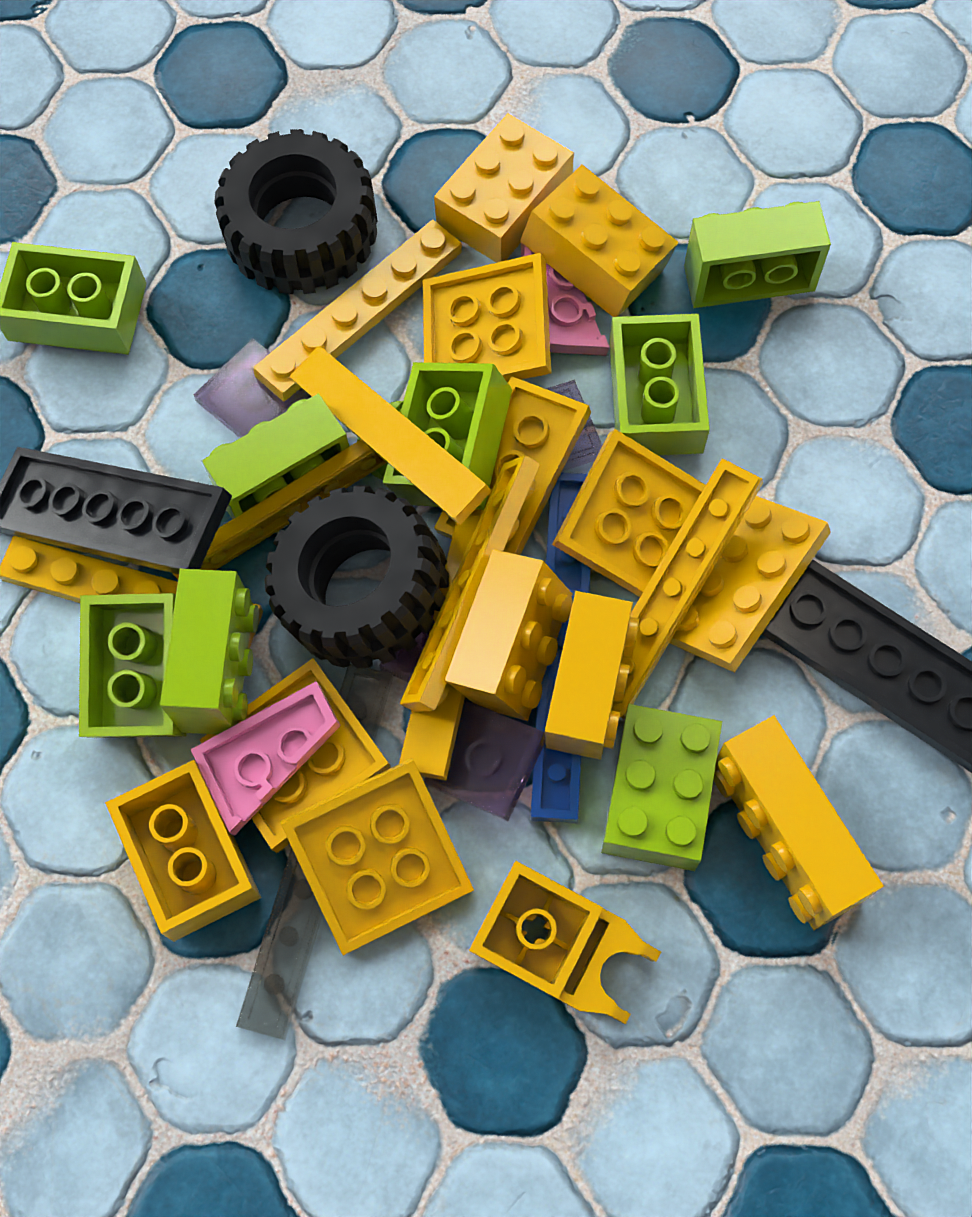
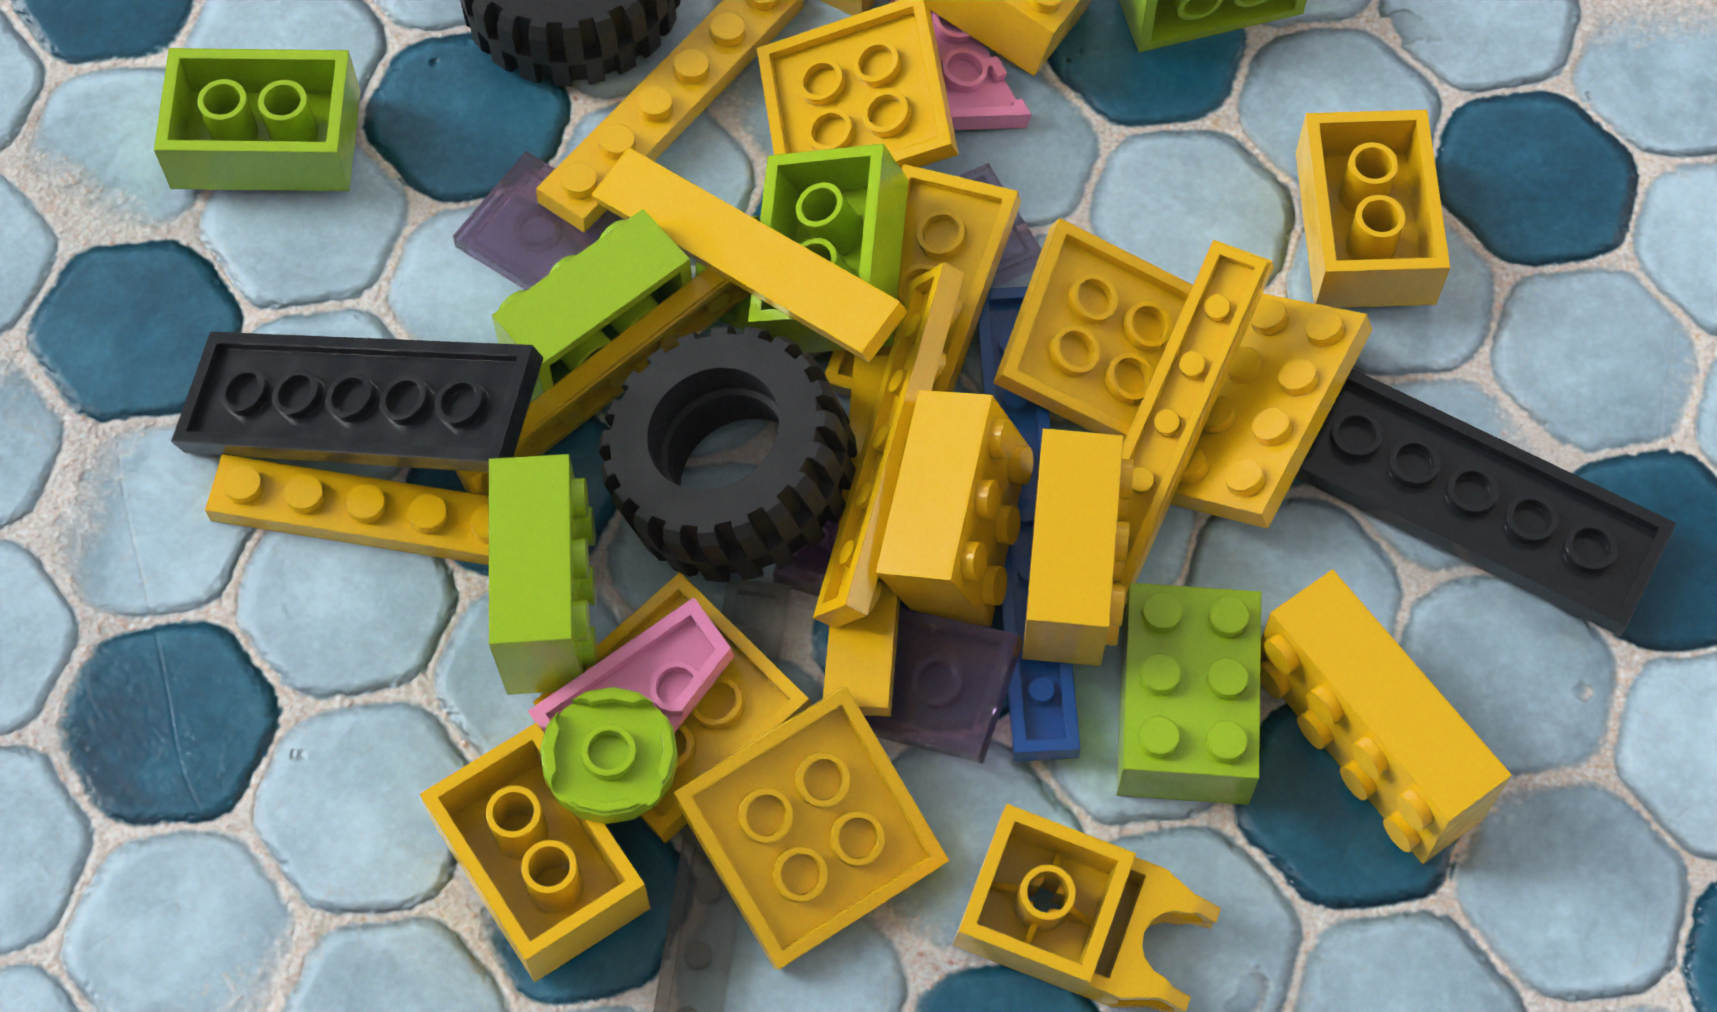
camera: 10 degrees left, 5 degrees down
(124, 665) = (424, 608): lime brick -> none
(240, 791) = (609, 755): none -> lime tile
(660, 382) = (1109, 152): lime brick -> none
(843, 442) = (1372, 209): none -> yellow brick

